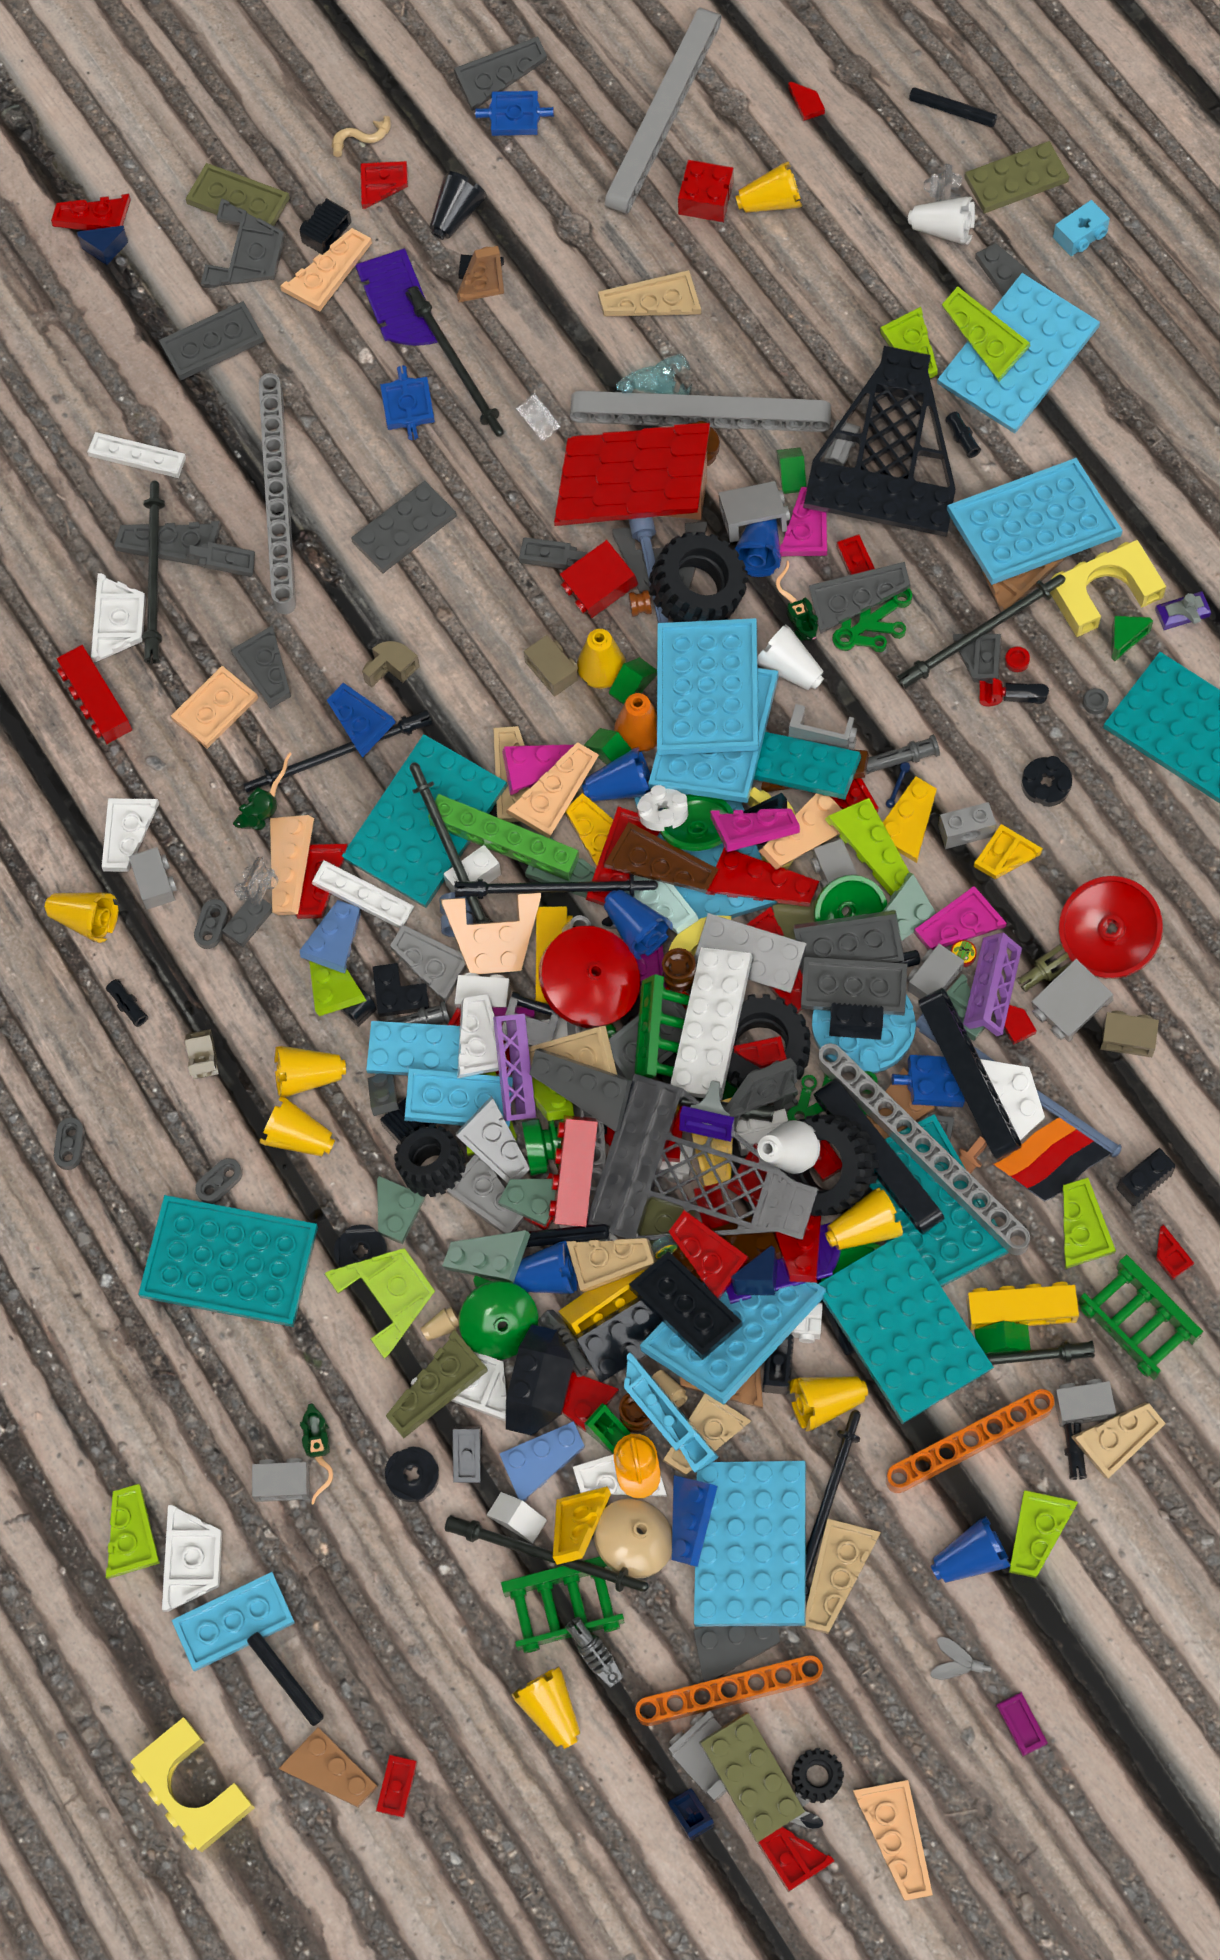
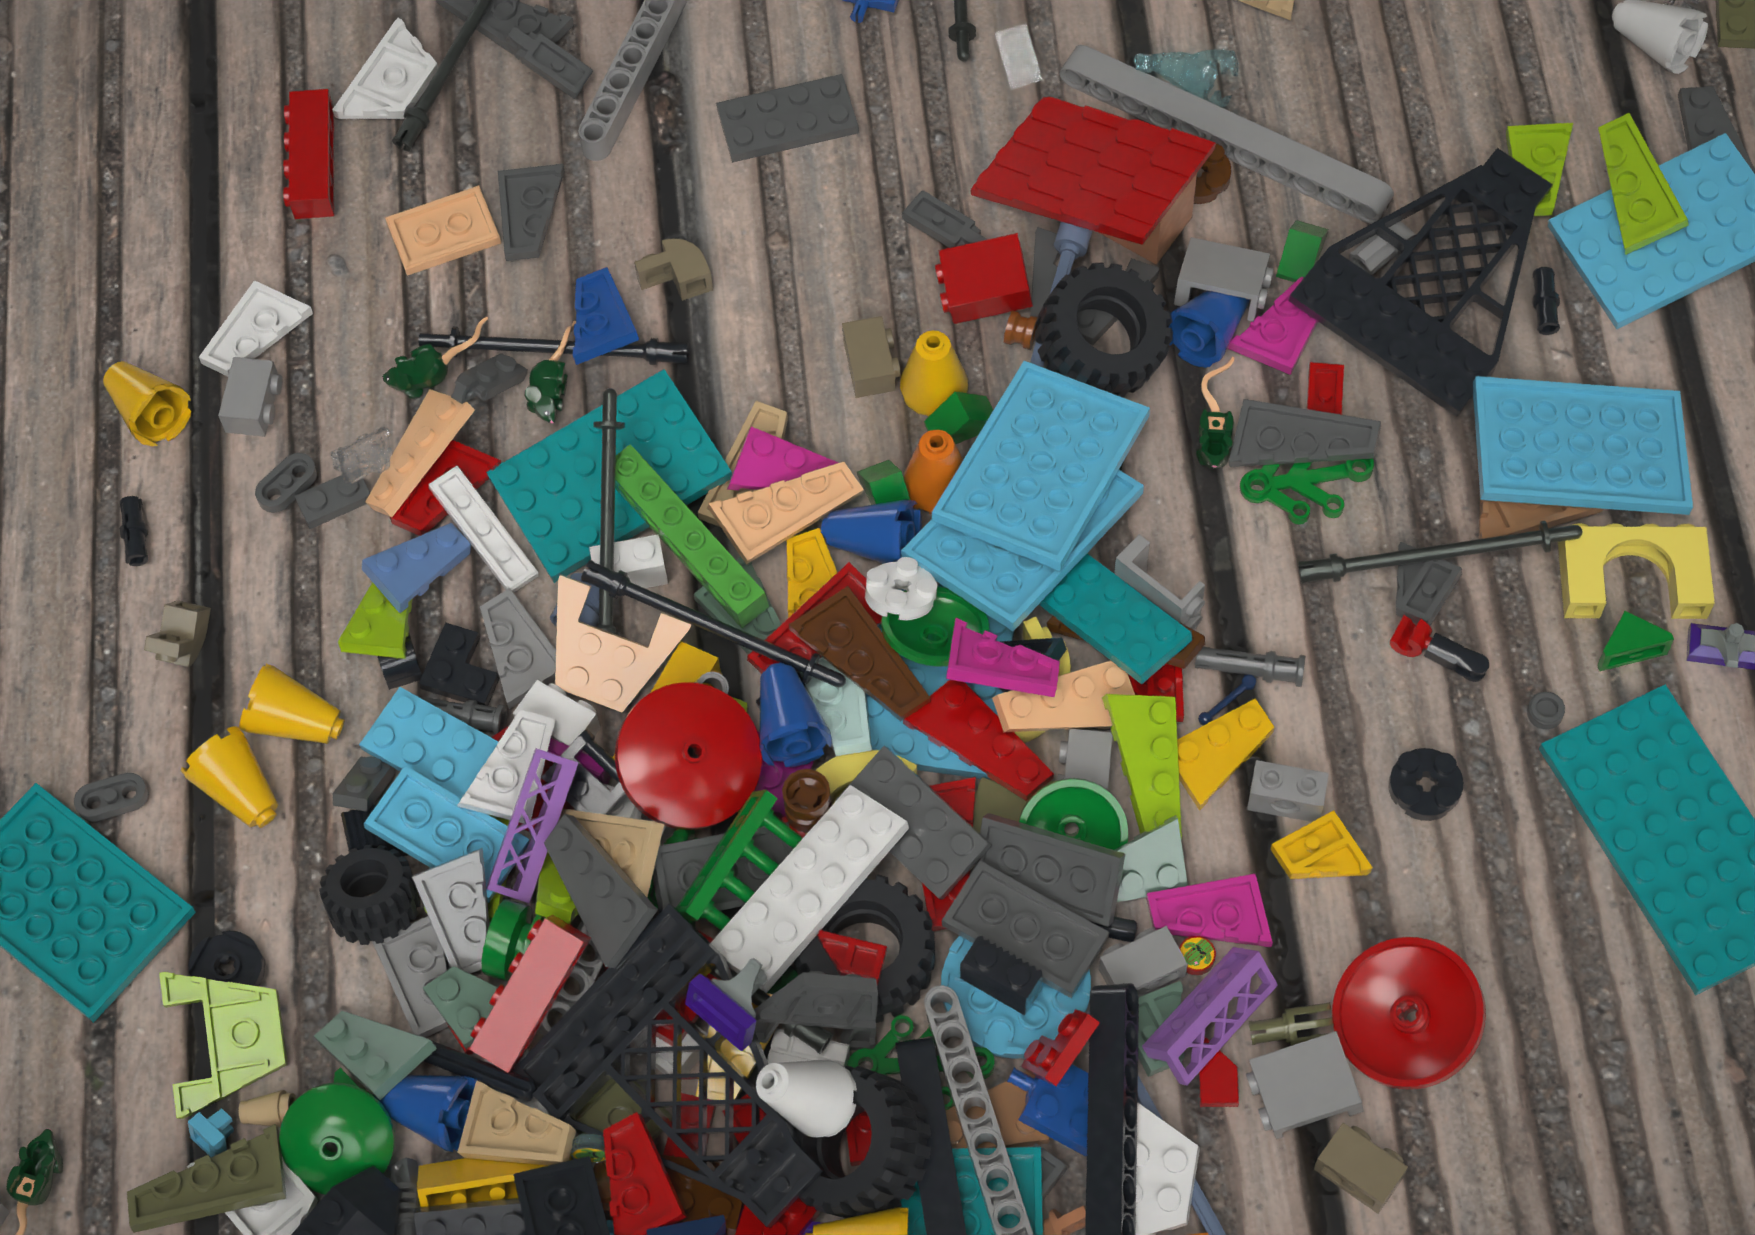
camera: 25 degrees right, 5 degrees down
(309, 792) = (488, 378): none -> dark grey hinge
(348, 779) = (548, 384): none -> dark green animal
(396, 1209) = (300, 937): sand green wing -> none
(413, 1357) = (212, 1132): none -> medium azure tile
(791, 660) = (1170, 479): white cone -> none
(918, 1056) = (1052, 1058): none -> red plate
(1017, 659) = (1469, 611): red tile -> none

